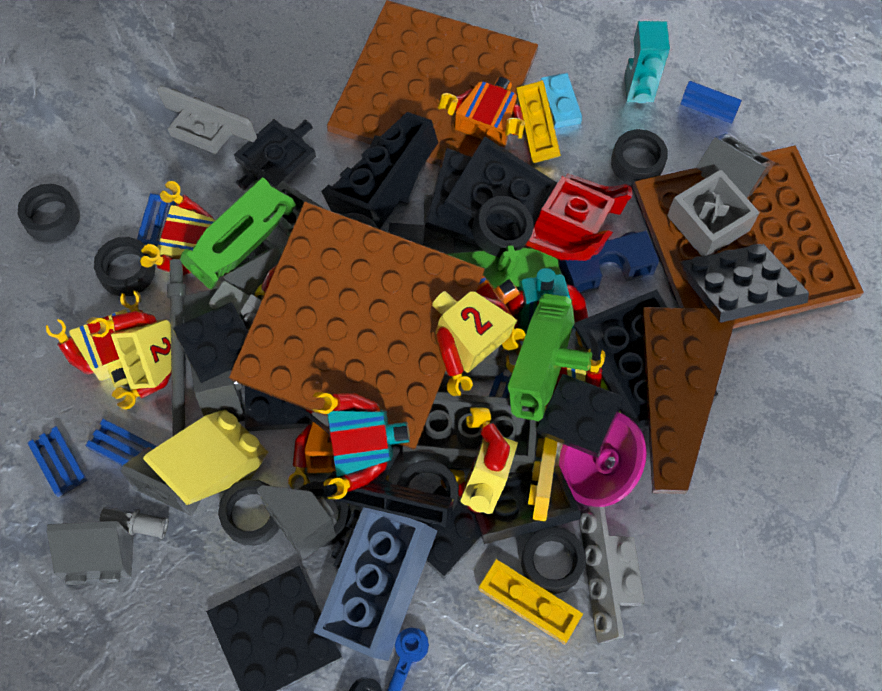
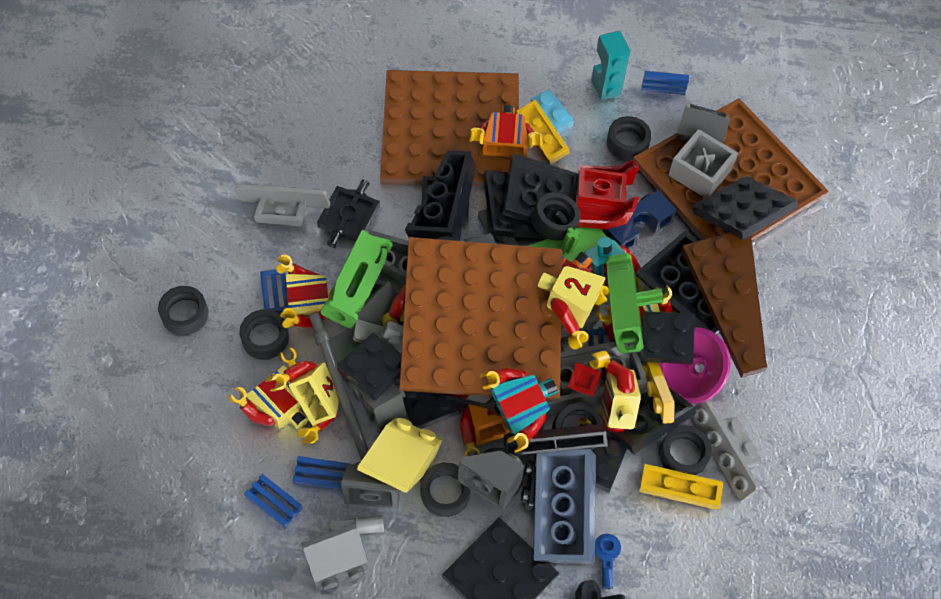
camera: 20 degrees left, 5 degrees down
(455, 435) = (585, 379): none -> red plate

